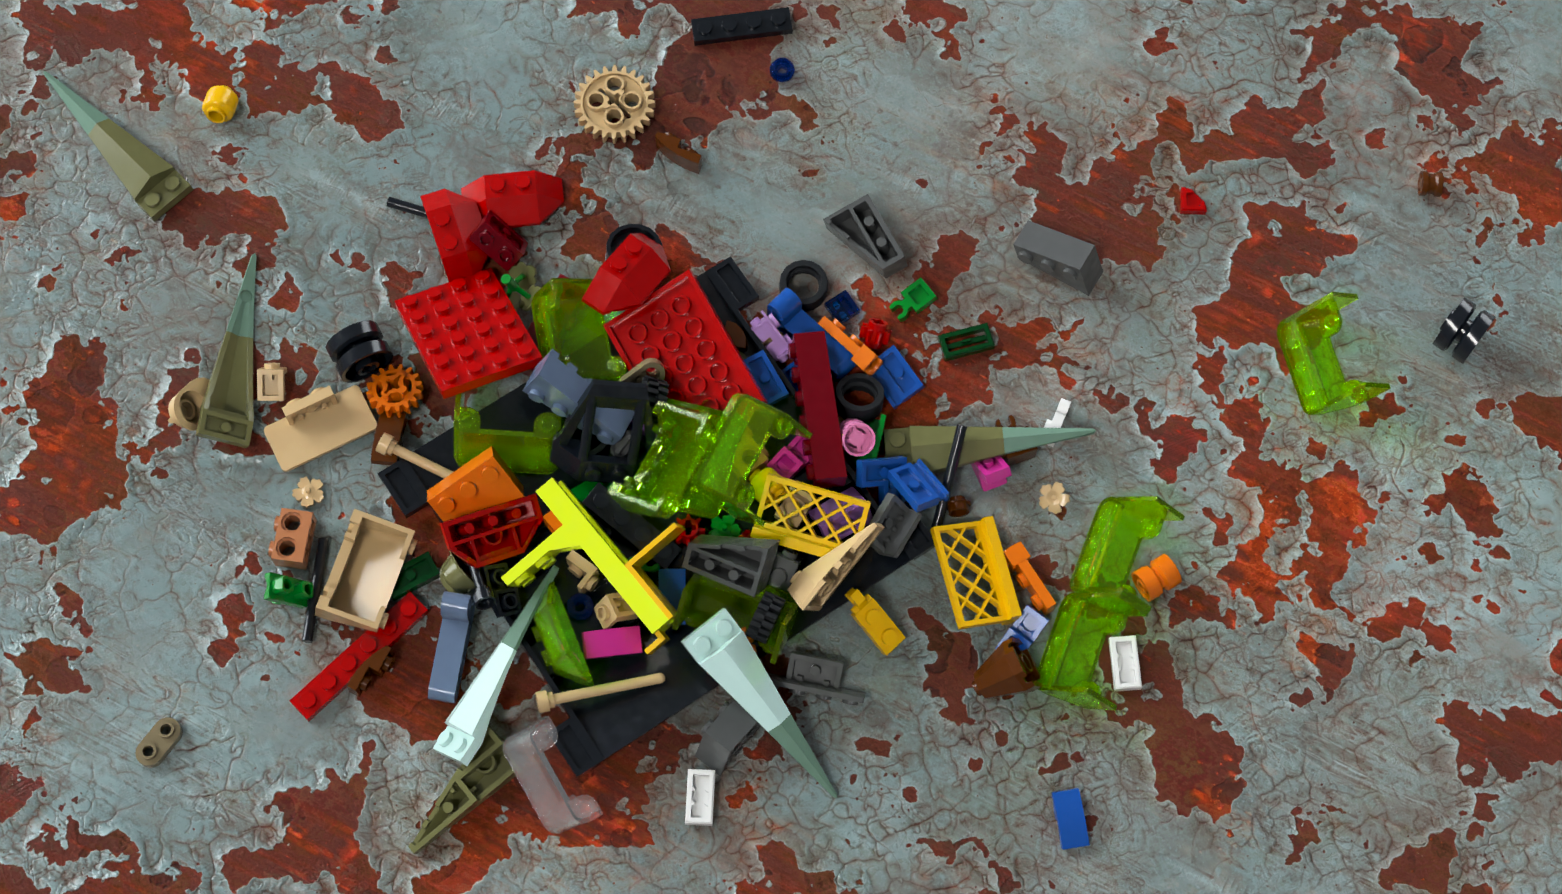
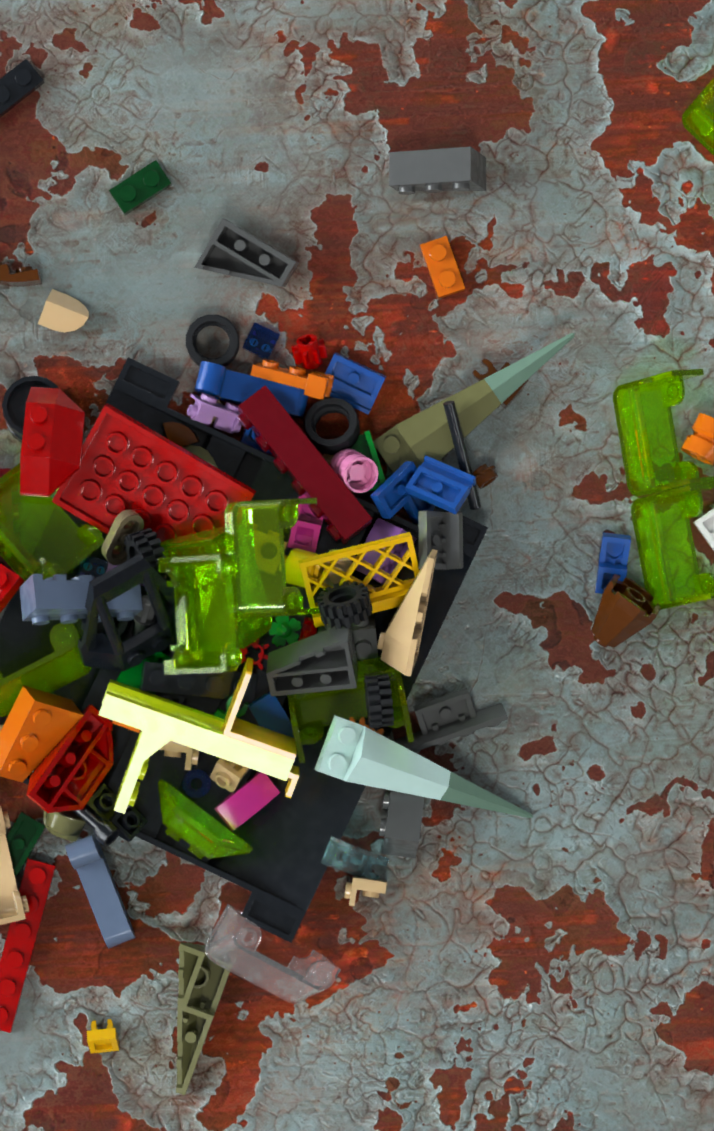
camera: 30 degrees left, 15 degrees up
(376, 664) = (43, 944): reddish brown slope -> none
(376, 767) = (102, 1039): none -> yellow tile
(473, 712) = (160, 939): light aqua plate -> none
(547, 700) = (222, 890): tan piece -> none
(668, 739) = (352, 858): none -> clear light blue hinge
(668, 773) = (369, 888): none -> tan bracket
(700, 200) = (63, 313): none -> tan brick
(700, 797) = (410, 890): white plate -> none
(766, 377) = (235, 462): blue plate -> none
(782, 63) = (55, 121): clear blue plate -> none
(784, 526) = (344, 605): none -> black tyre
(818, 145) = (140, 187): none -> dark green plate
(874, 621) = (473, 635): yellow hinge -> none
(916, 297) = (327, 291): green plate -> none
(945, 348) = (381, 324): dark green tile -> none
(991, 472) = (498, 426): dark pink slope -> none
(996, 573) = (558, 522): yellow fence -> none
(1018, 561) = (568, 497): orange plate -> none
(1019, 332) = (442, 267): none -> orange plate
(1053, 497) = (568, 415): tan plant -> none
(1059, 416) = (529, 344): white plate -> none
(1191, 203) = (530, 37): red tile -> none

